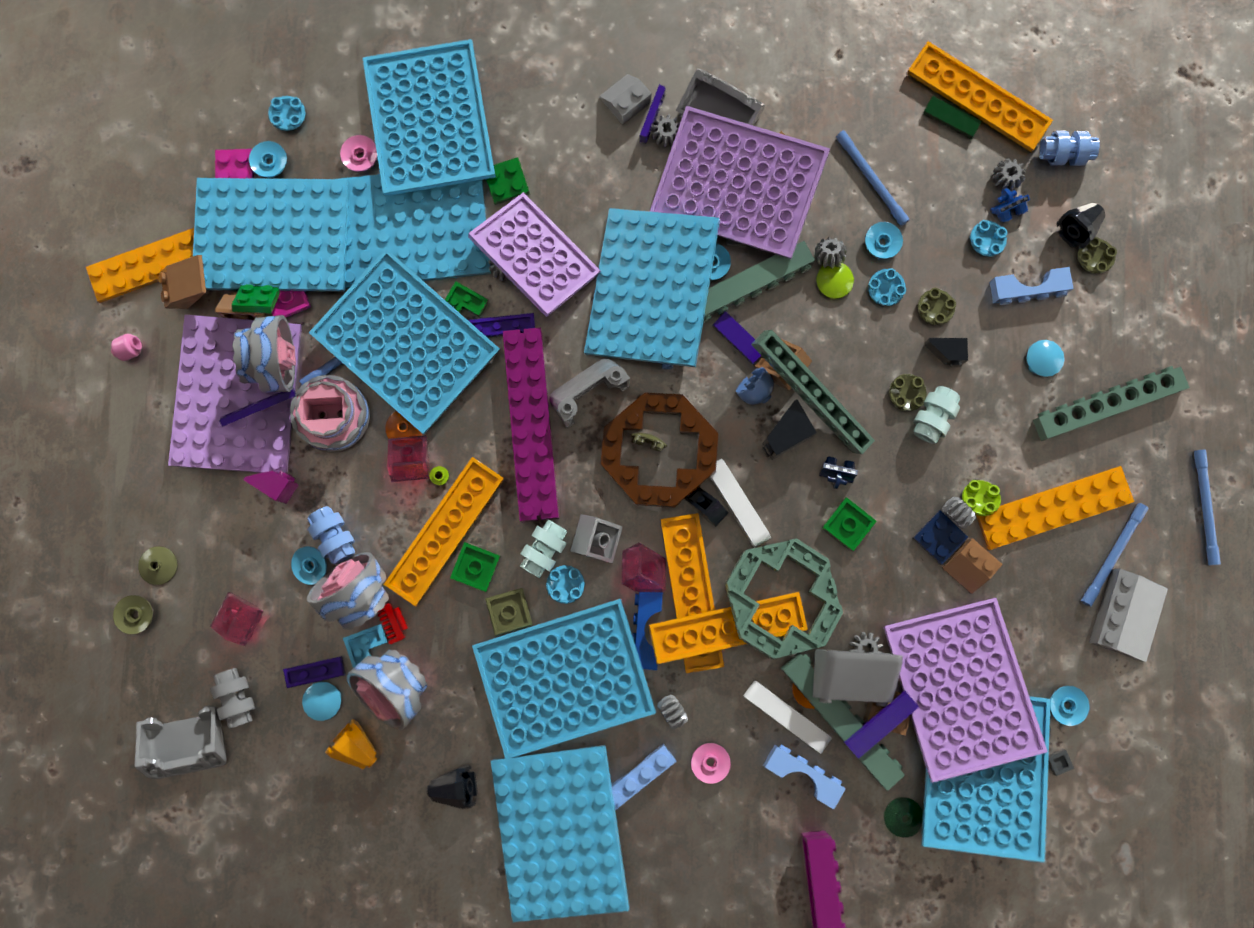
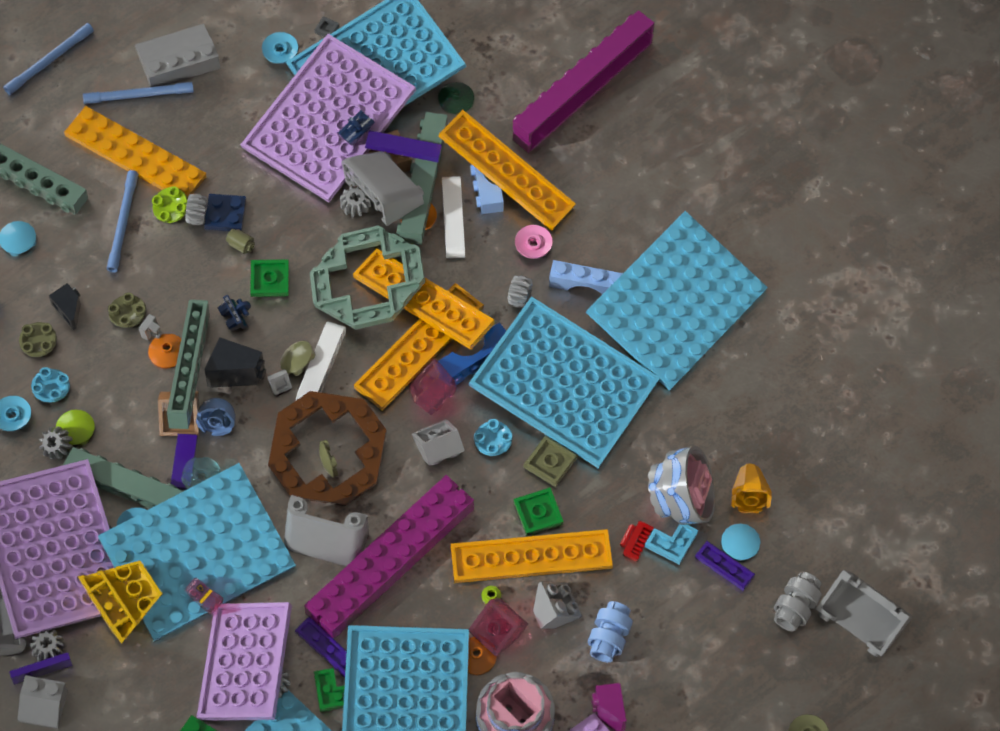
camera: 130 degrees left, 20 degrees down
(236, 619) = (739, 653): clear pink slope -> none
(302, 565) = (653, 627): medium azure dish -> none
(350, 591) = (637, 574): piece -> none
(388, 515) = (555, 605): none -> light grey slope
(454, 788) = (714, 395): black cone -> none
(534, 560) = (470, 470): light aqua piece -> none
(608, 262) = (204, 596): none -> clear pink leg
(653, 200) = (122, 596): none -> yellow wedge
(707, 506) = (343, 379): black slope -> none
(724, 342) = (198, 465): none -> clear light blue plate
(748, 459) = (279, 382): none -> light grey tile
(757, 487) = (297, 357): none -> olive dish
(793, 795) = (507, 170): none -> light orange plate
(857, 391) = (162, 357): none -> orange dish
(877, 397) = (150, 328): none -> light grey tile
(902, 527) = (240, 241): none -> olive brick
(930, 698) = (356, 127): none -> dark blue hips
(940, 406) = (116, 278): light aqua piece -> none
(972, 565) = (229, 175): medium nougat slope -> none
(1025, 480) = (130, 185): none -> medium blue piece

